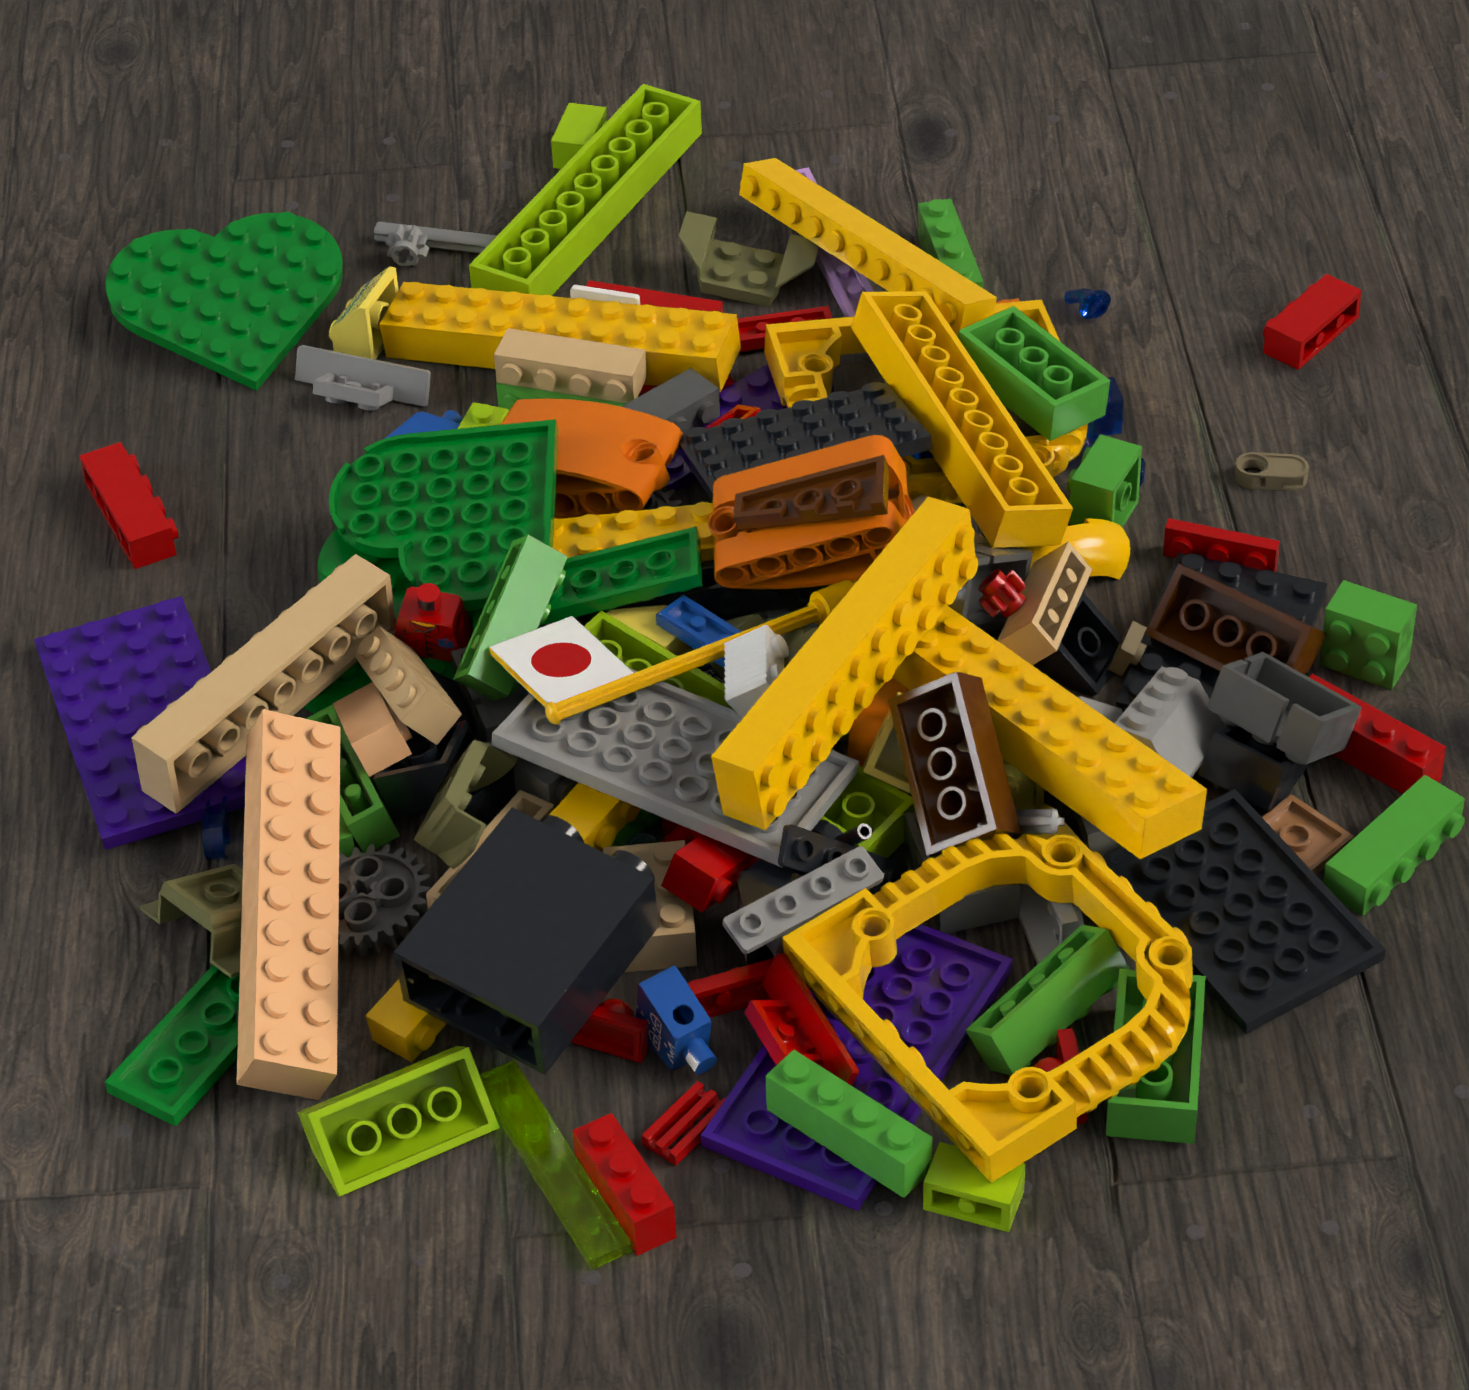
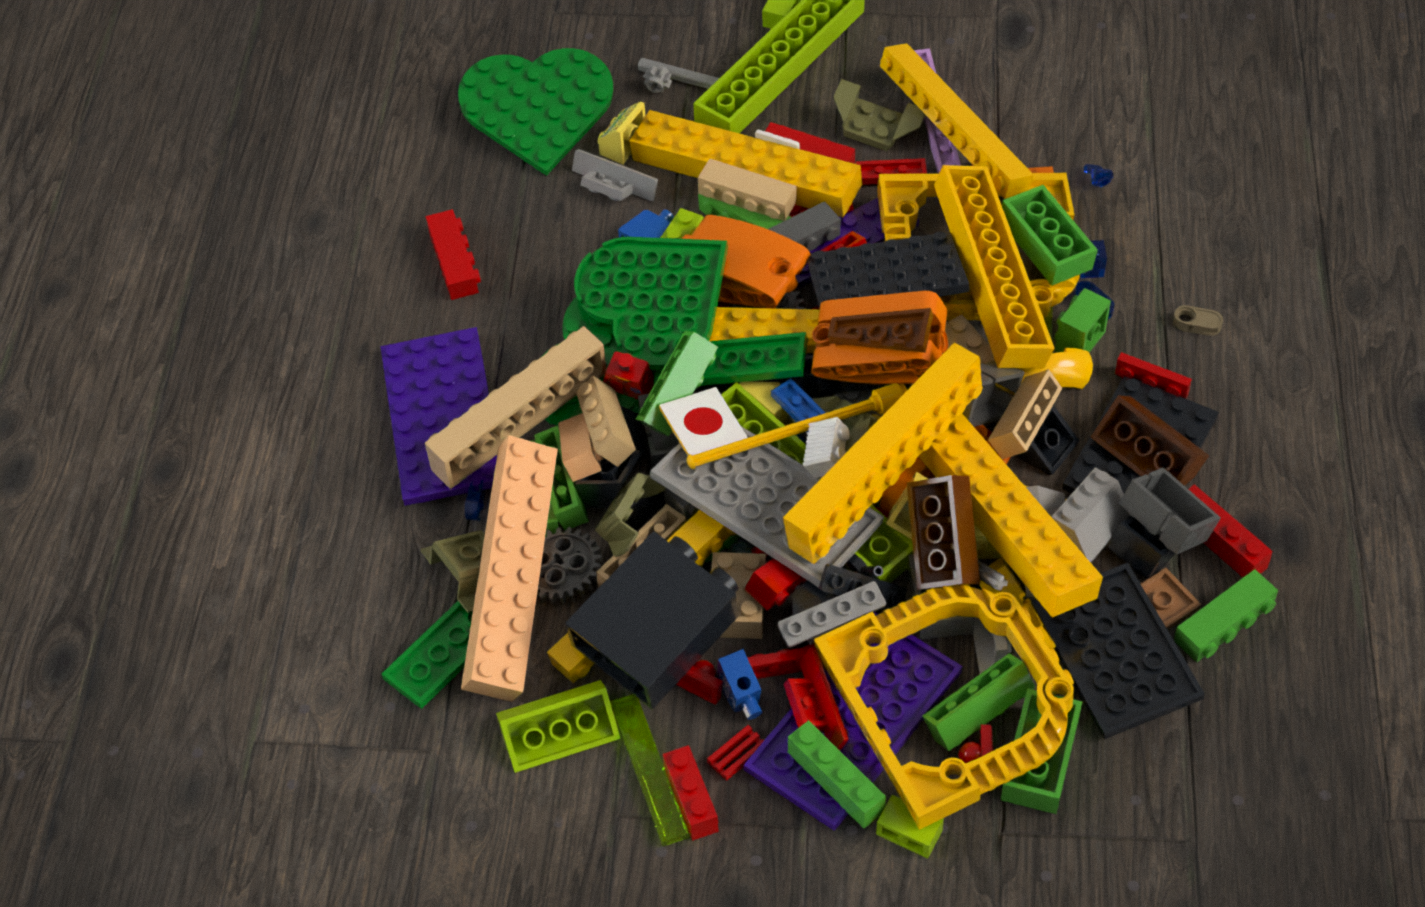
camera: 10 degrees right, 10 degrees up
(945, 239) = (1011, 122): bright green brick -> none
(1002, 593) = (998, 403): red gear -> none
(1129, 649) = (1077, 447): dark tan plate -> none
(1311, 321) = (1245, 208): red brick -> none
(1367, 634) = (1237, 458): bright green brick -> none

